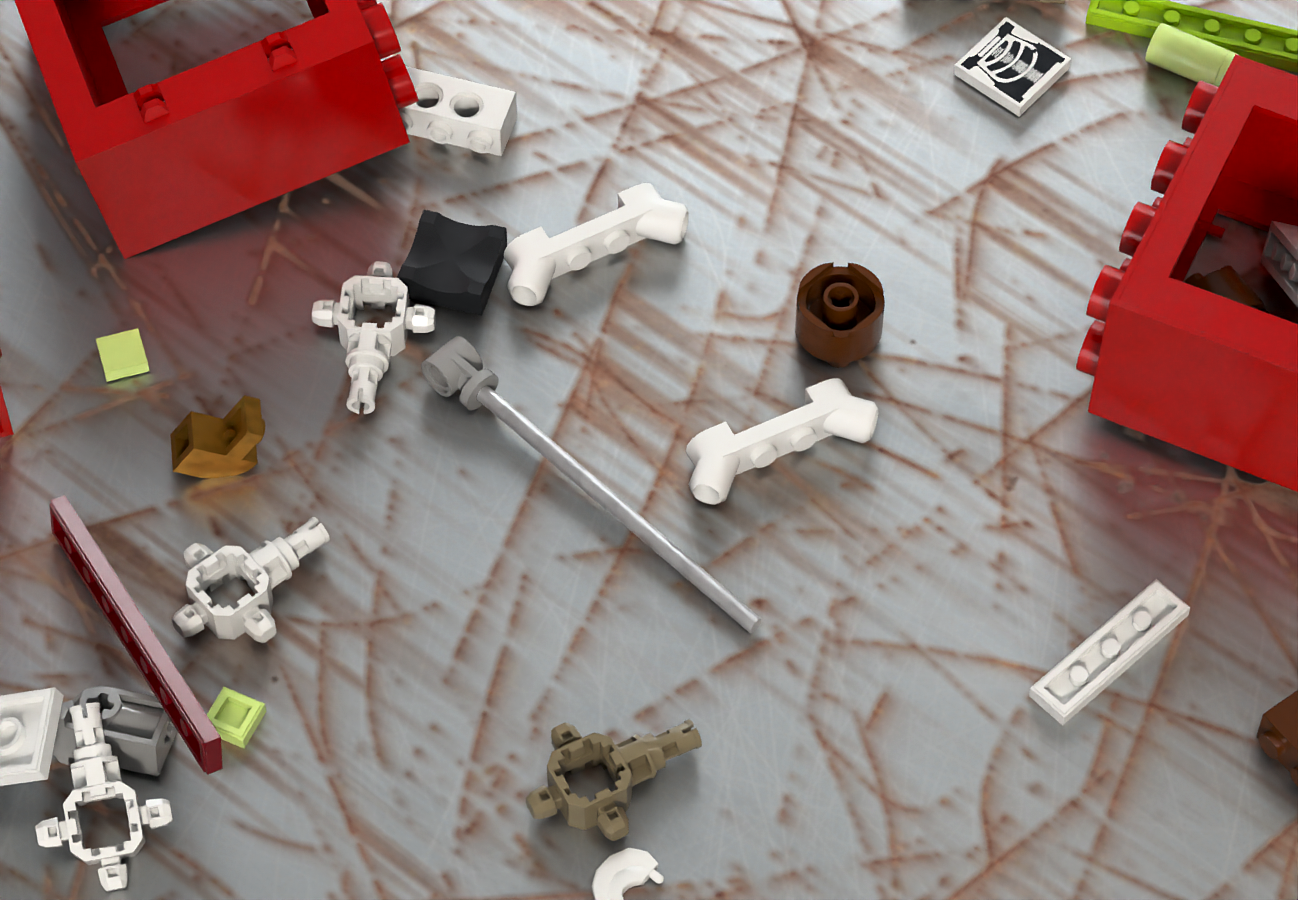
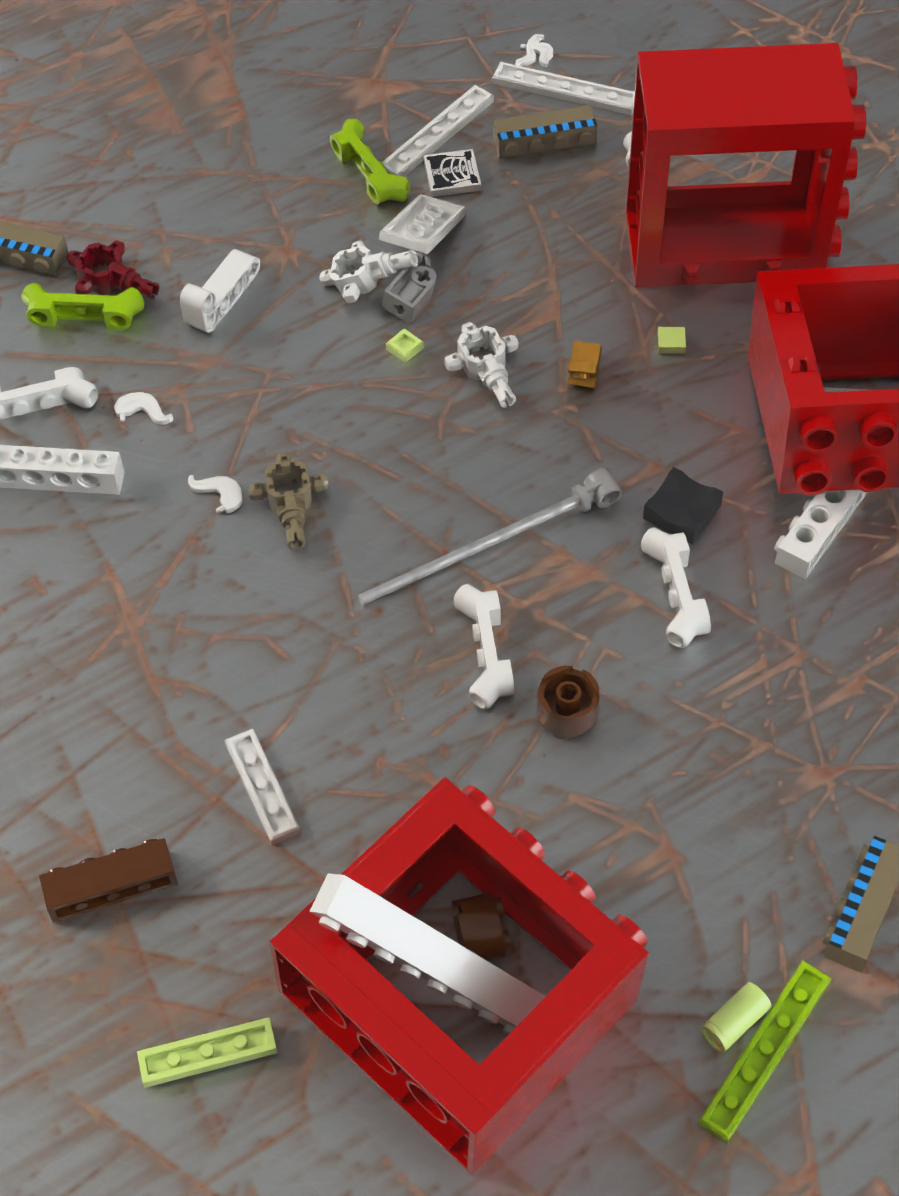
camera: 110 degrees right, 0 degrees up
(136, 636) = (460, 295): tile -> none
(370, 346) = (632, 450): white piece -> none
(1012, 66) = (766, 893): white tile -> none

